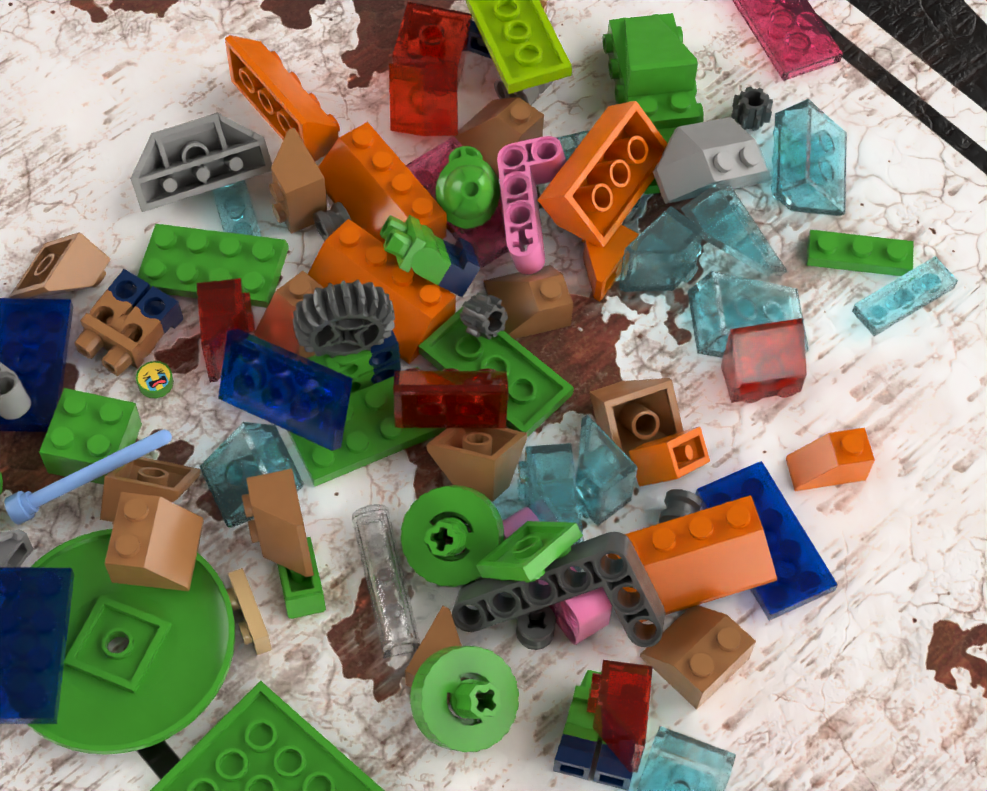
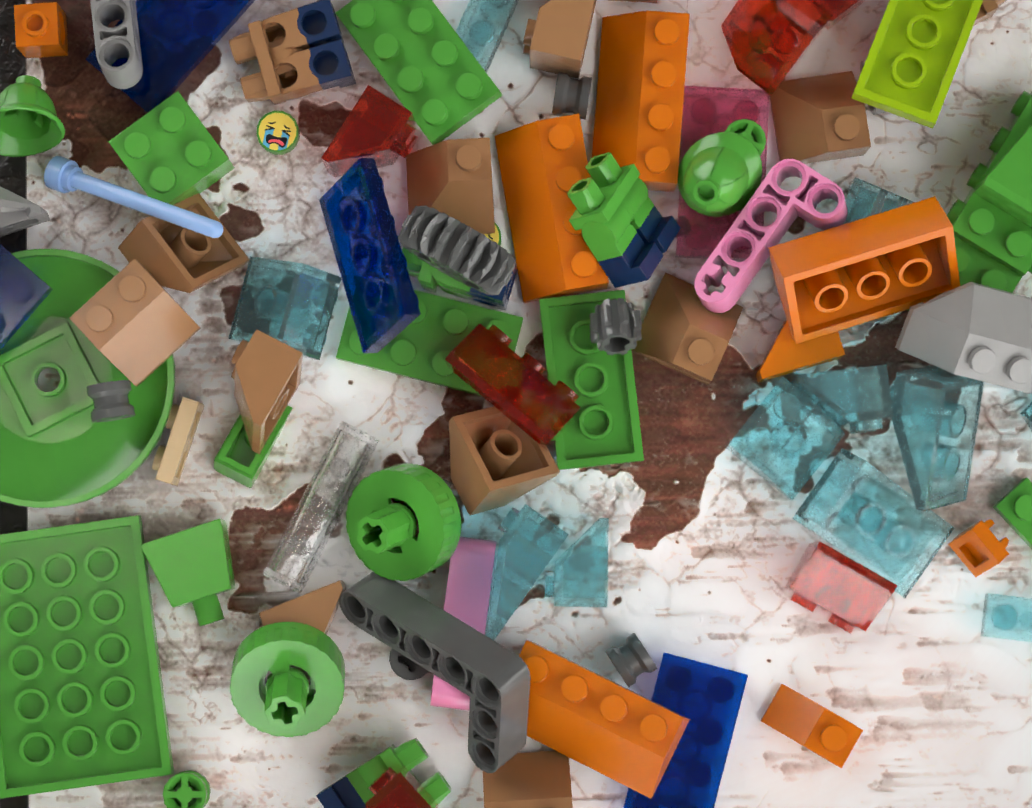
camera: 45 degrees right, 25 degrees up
(179, 606) = (111, 401): none -> dark grey wheel
(331, 685) = (194, 568): none -> bright green torso
(529, 551) = (440, 607): bright green plate -> none
(637, 411) = (674, 541): medium nougat slope -> none
(646, 312) = (785, 438): none -> clear light blue slope
(670, 457) = (666, 603): orange slope -> none
(823, 285) = (979, 547): none -> orange tile

